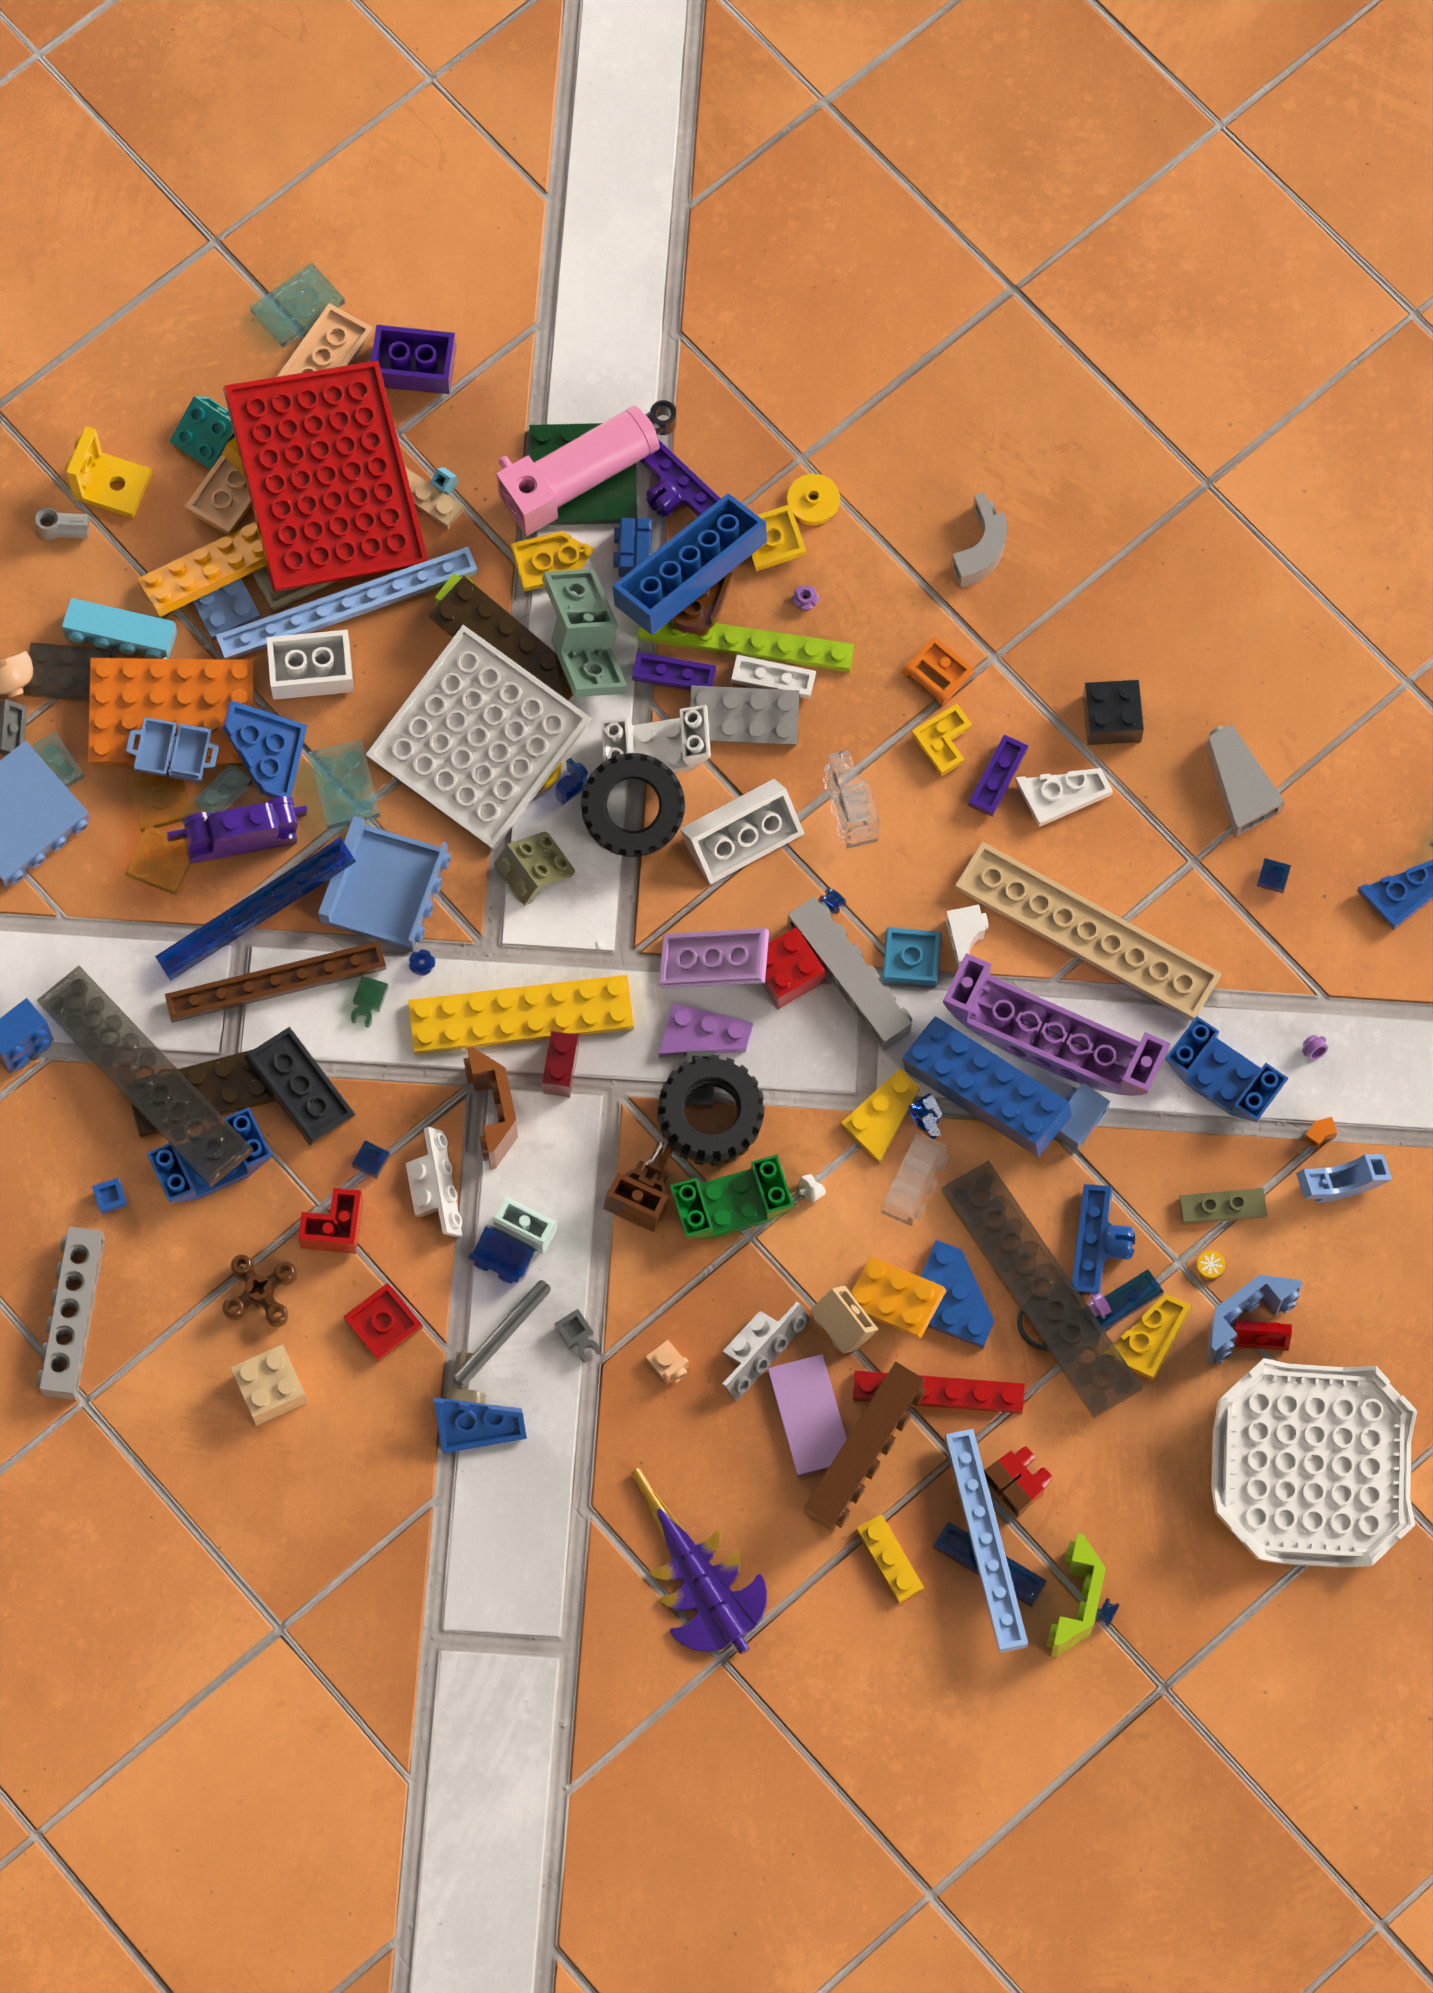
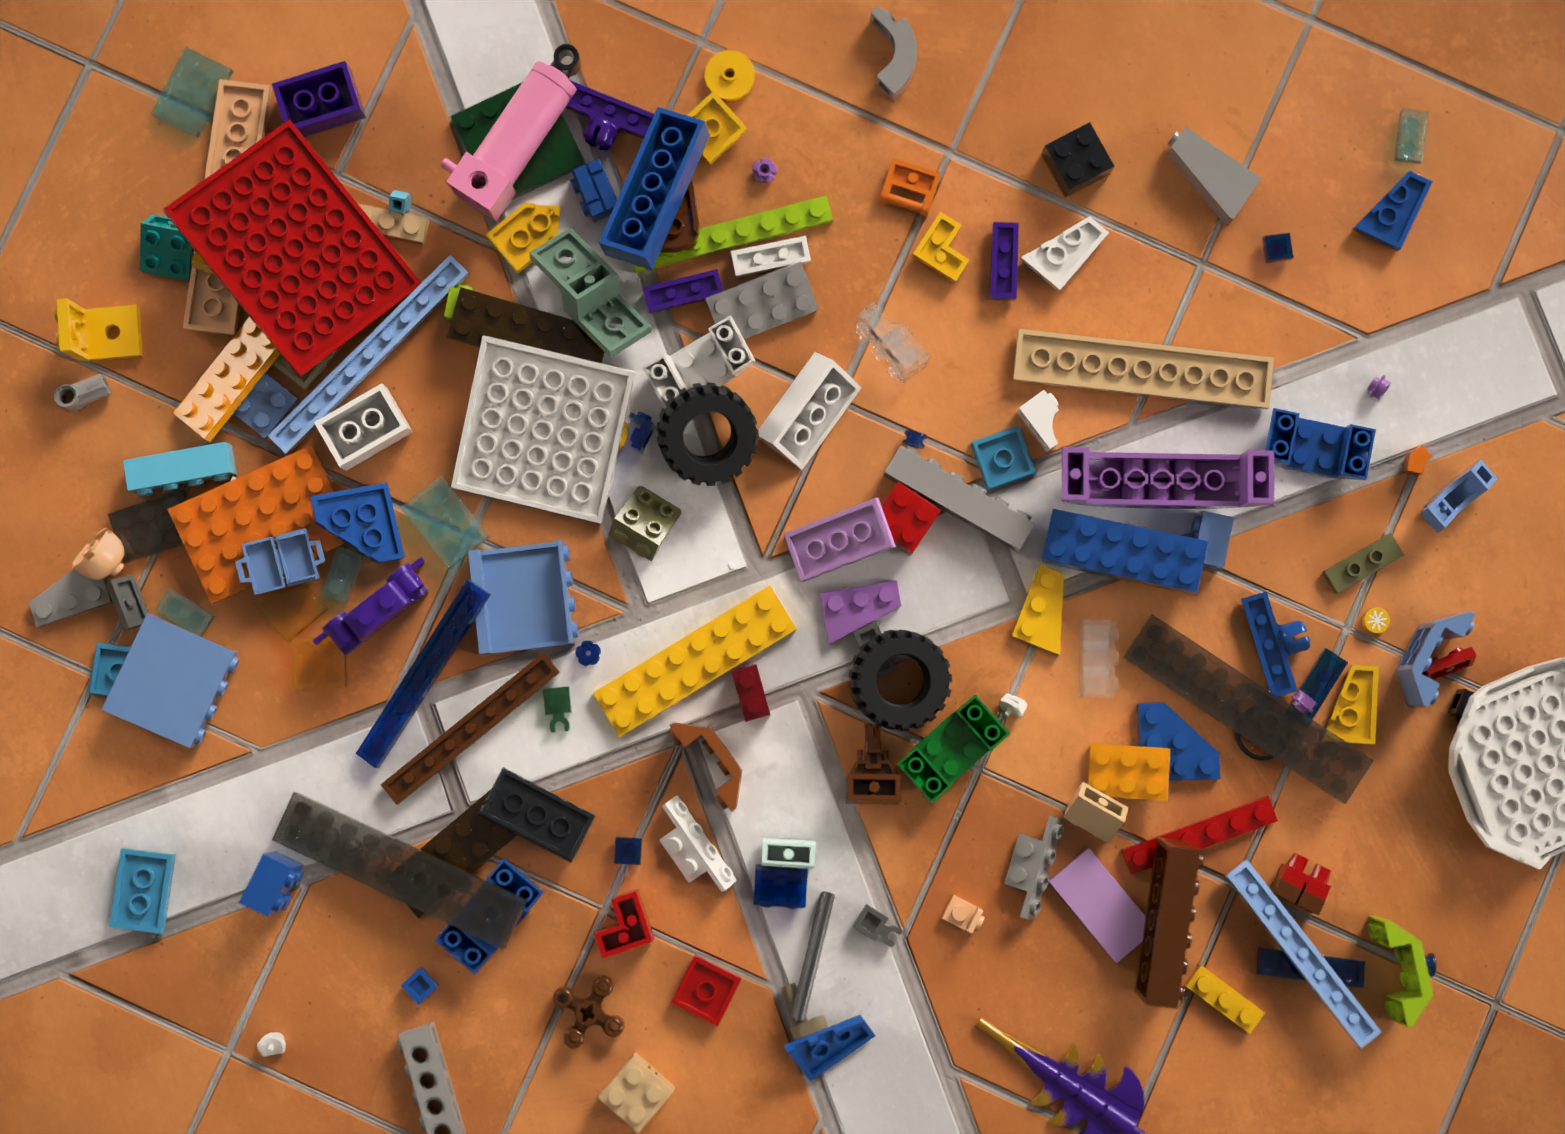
camera: 25 degrees left, 15 degrees up
(926, 1115) = (1080, 598): clear blue bracket -> none

